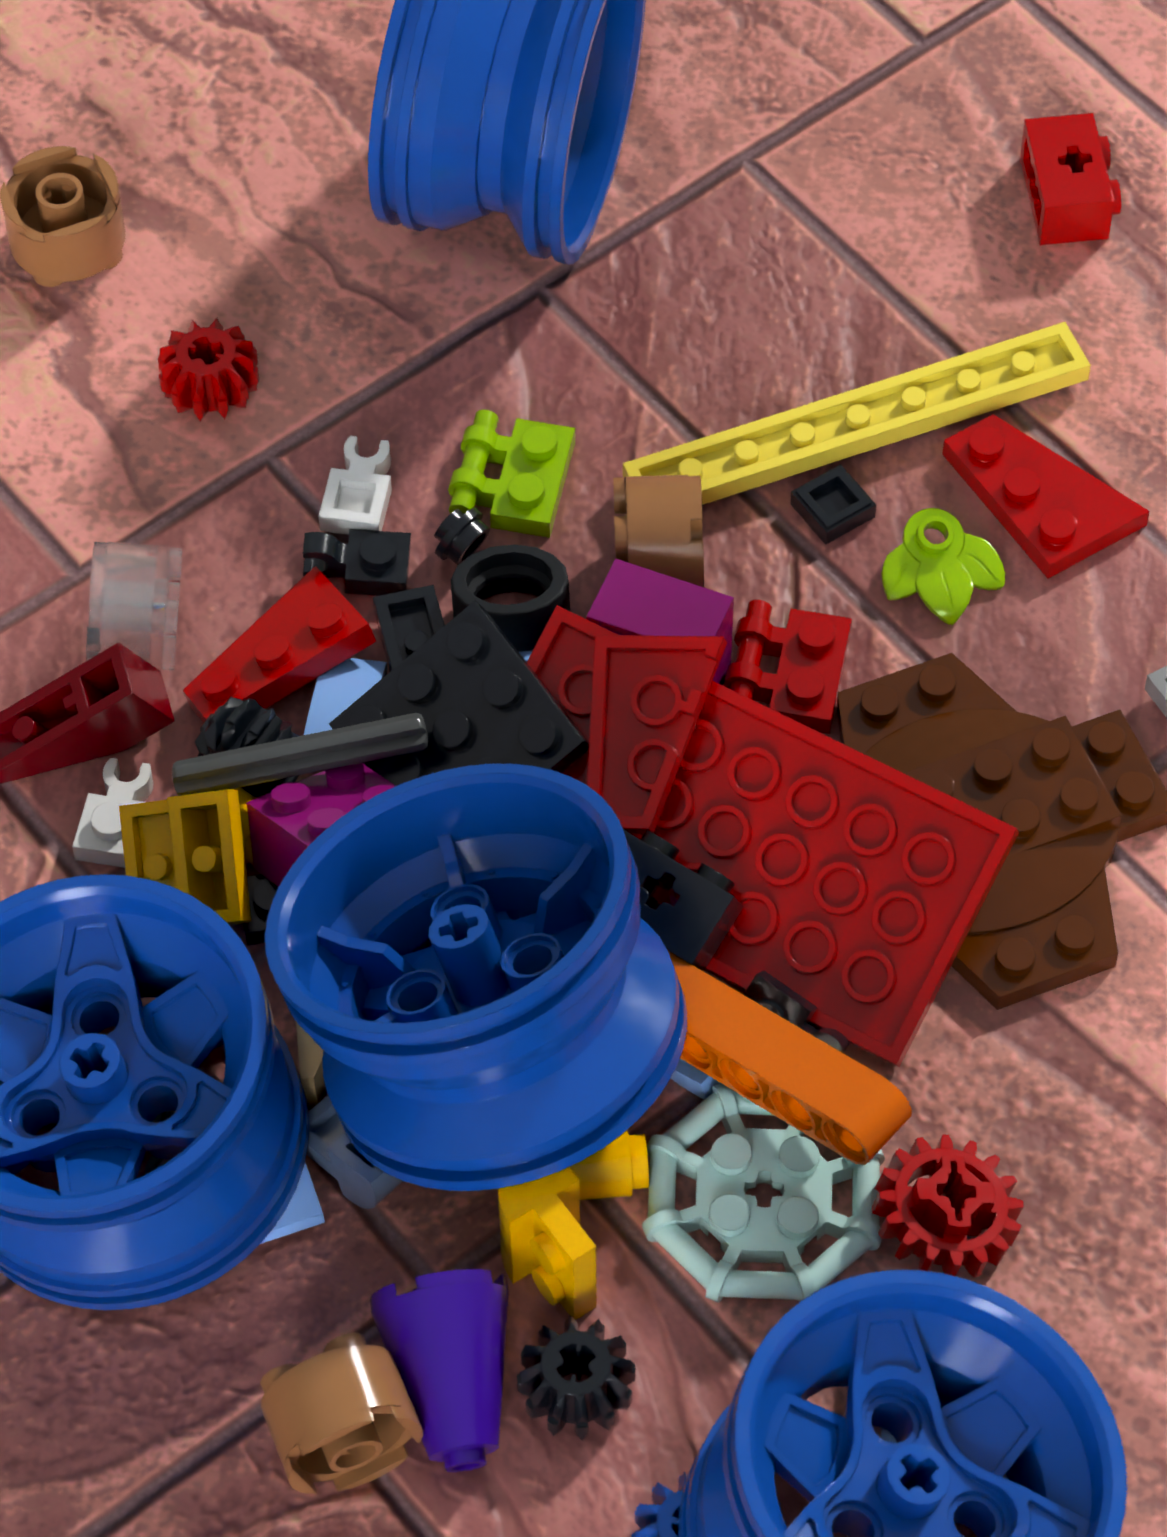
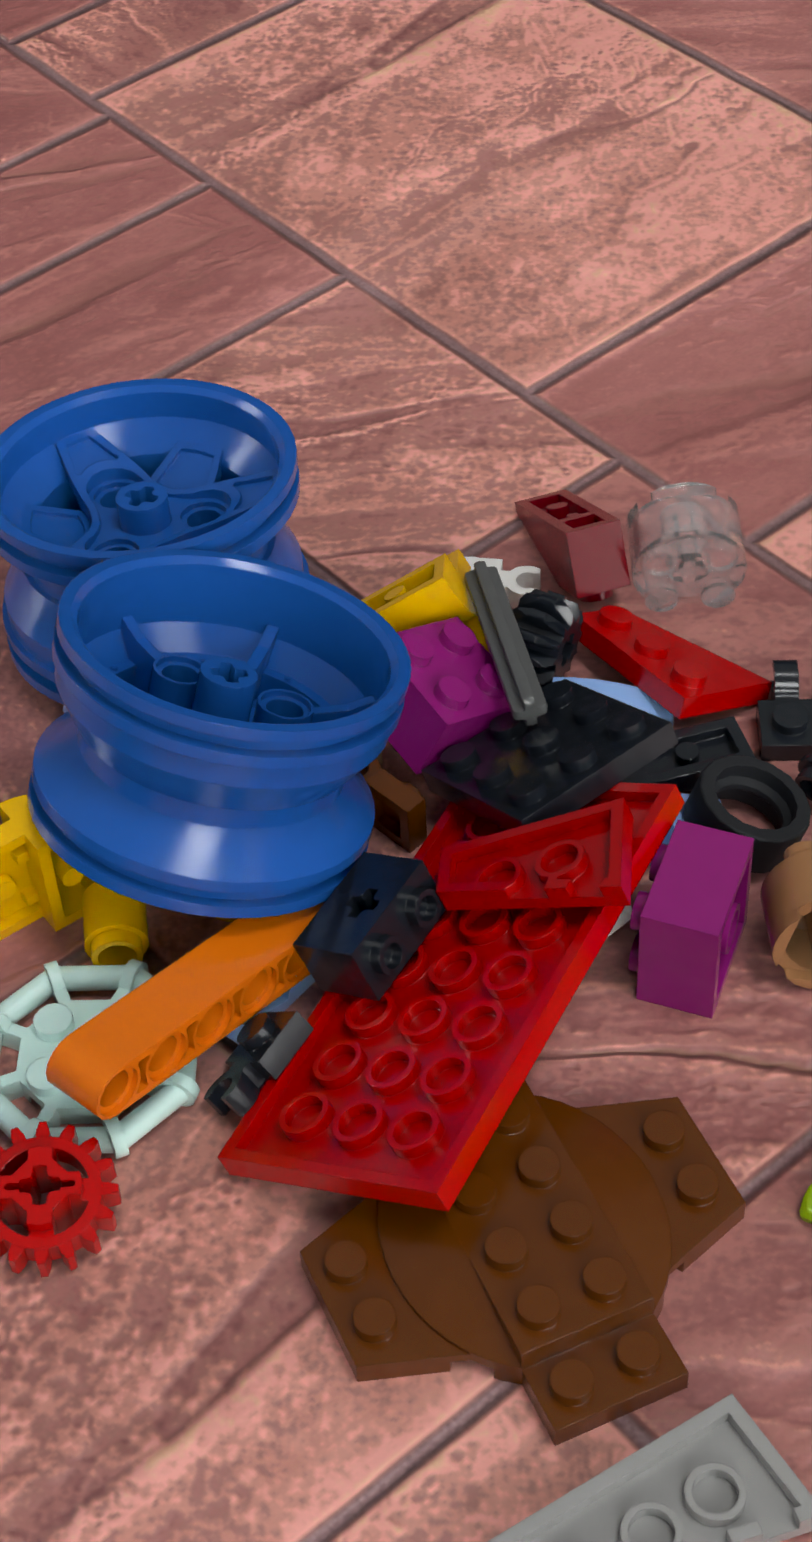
camera: 90 degrees right, 10 degrees down
(809, 664) = (712, 1077): red plate -> none

